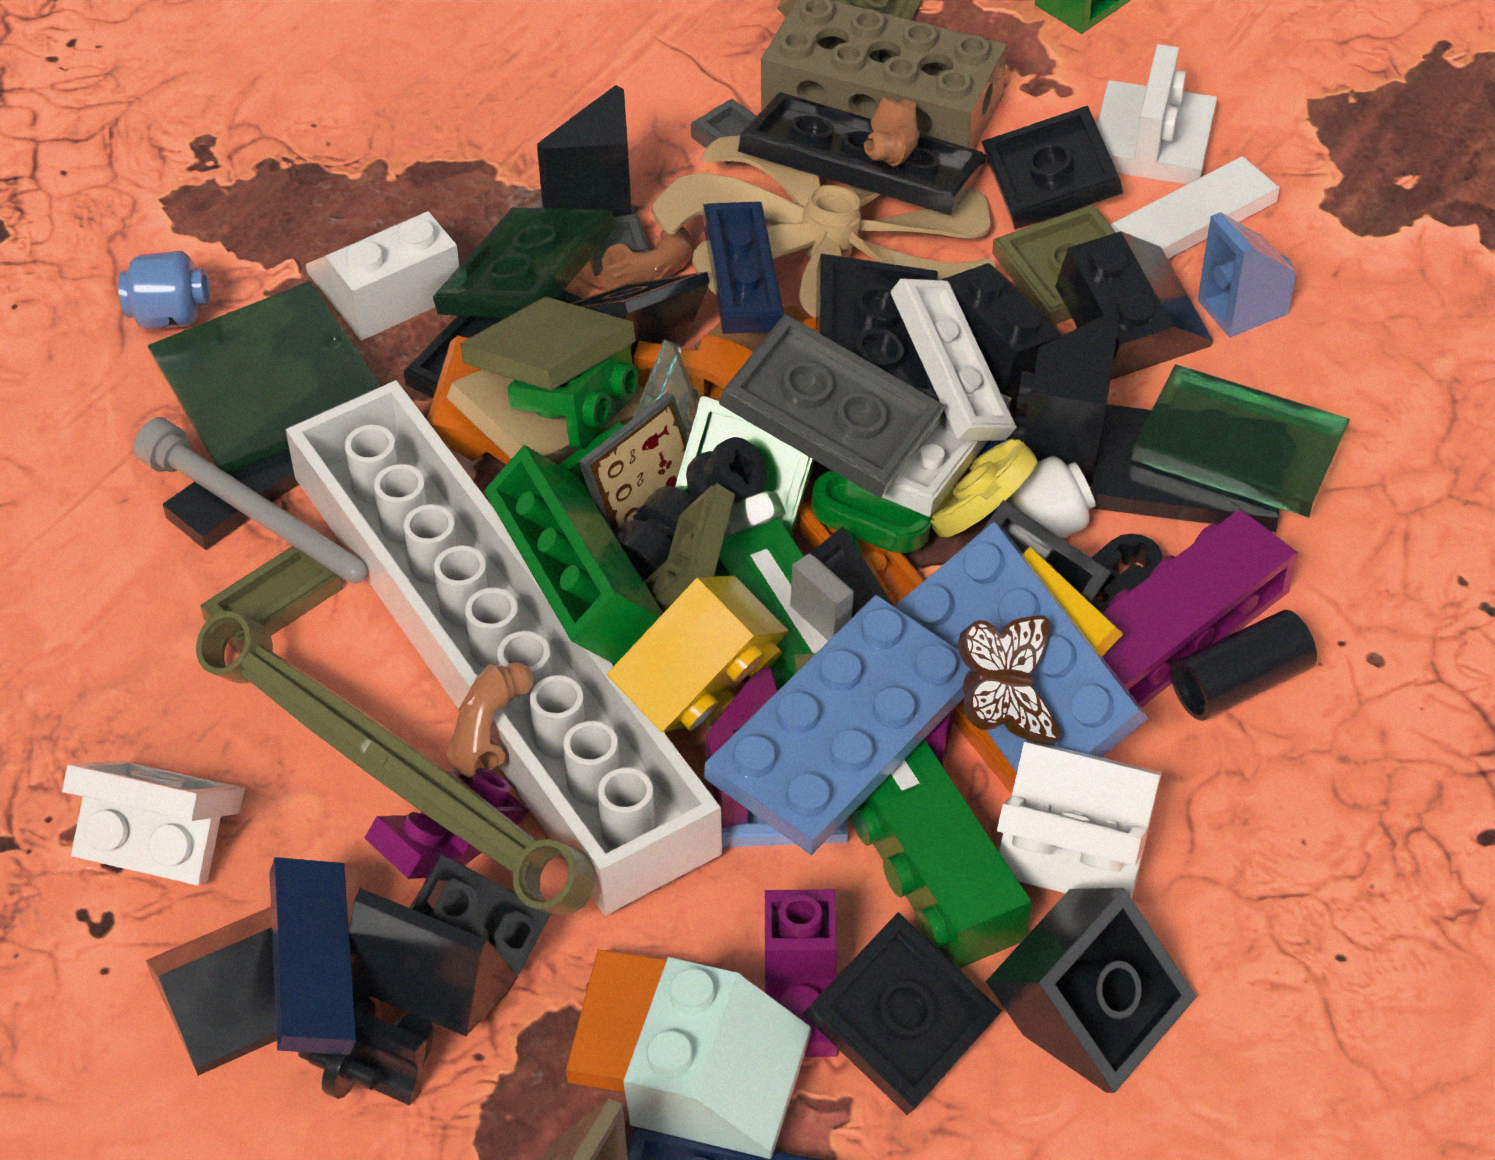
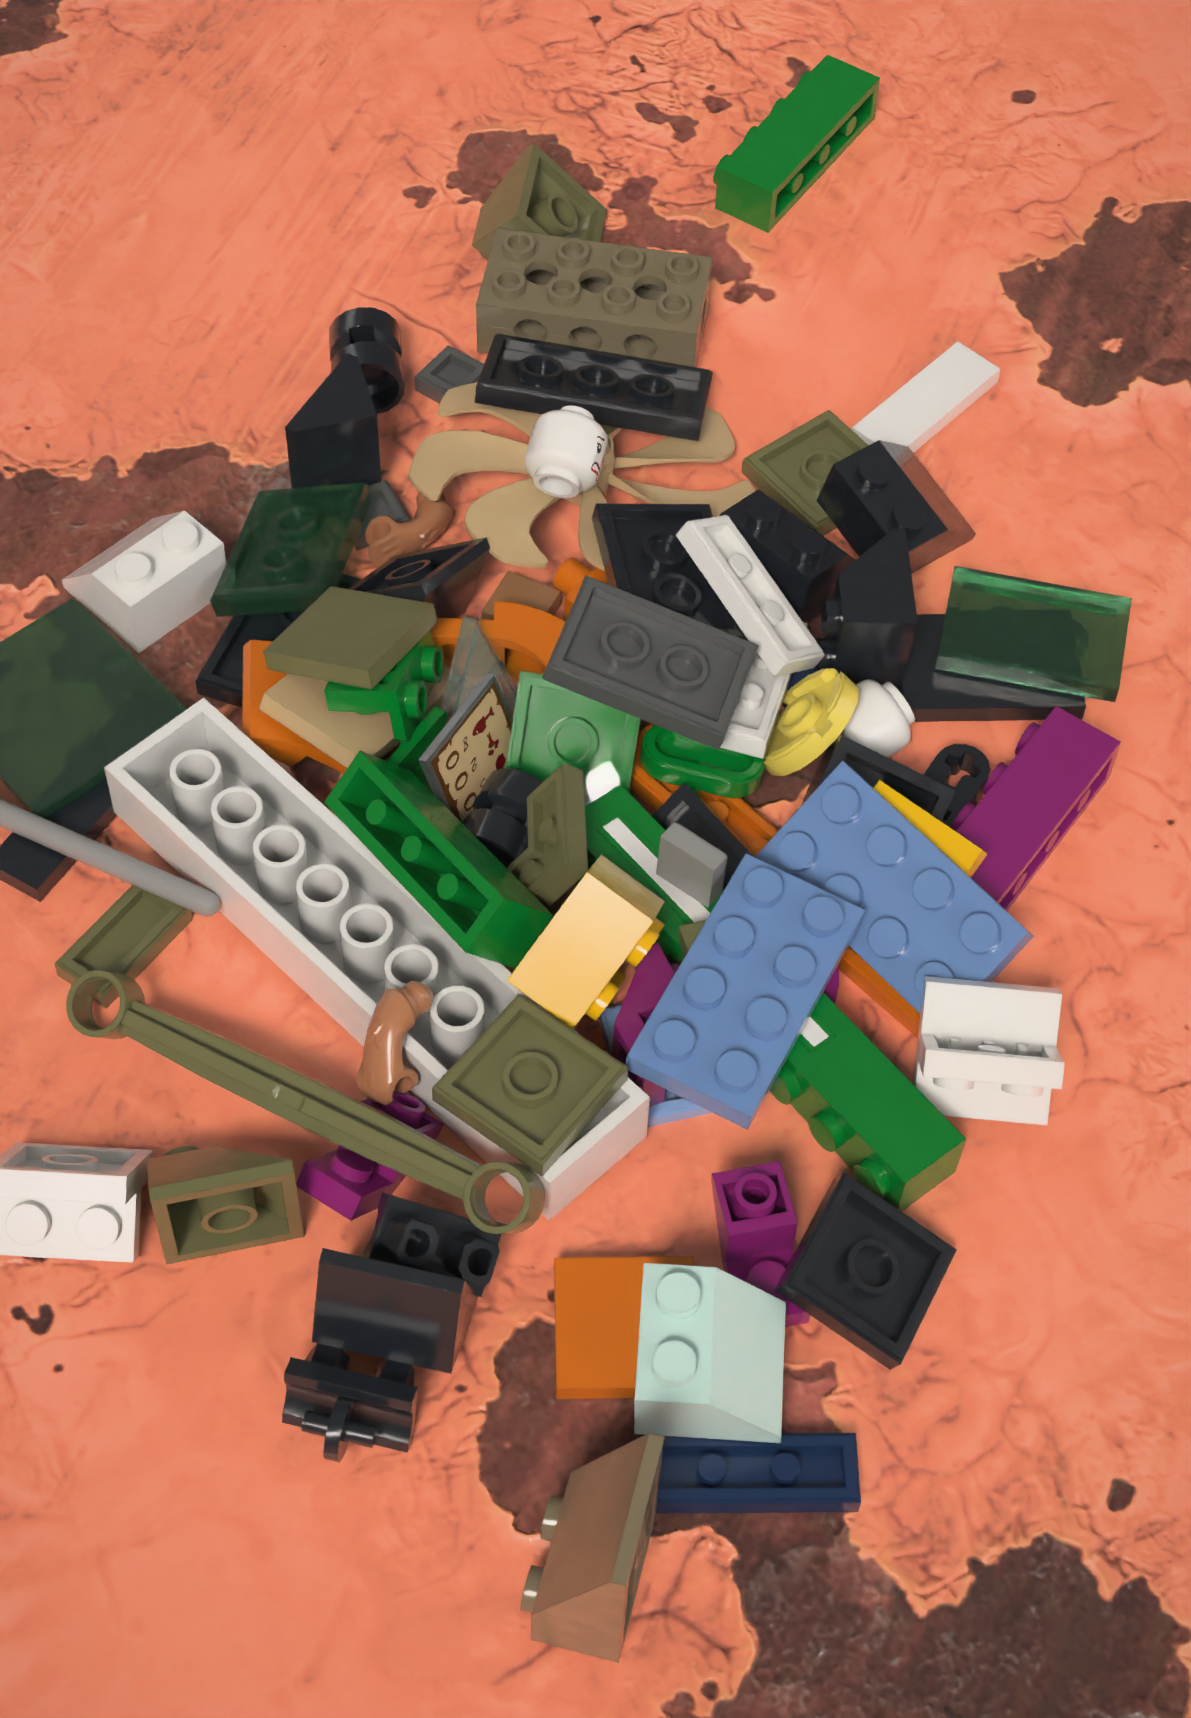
camera: 15 degrees left, 5 degrees up
(221, 991) = (201, 1361): black slope -> none
(284, 823) = (221, 1201): none -> olive slope
(311, 957) = (285, 1325): dark blue tile -> none
(605, 775) = (530, 1084): none -> olive tile
(653, 96) = (377, 343): none -> black wheel
(732, 465) = (568, 740): black wheel -> none
(742, 267) = (520, 528): dark blue tile -> none
(805, 202) = (566, 452): none -> white head
(893, 132) = (628, 362): nougat piece -> none
(1000, 678) = (889, 922): reddish brown animal -> none
(1052, 167) = (780, 376): black tile -> none
(1093, 985) = (1036, 1209): black slope -> none
(1158, 126) = (865, 321): white bracket -> none
(1243, 277) = (994, 468): medium blue slope -> none
(1243, 664) = (1093, 861): black pin -> none

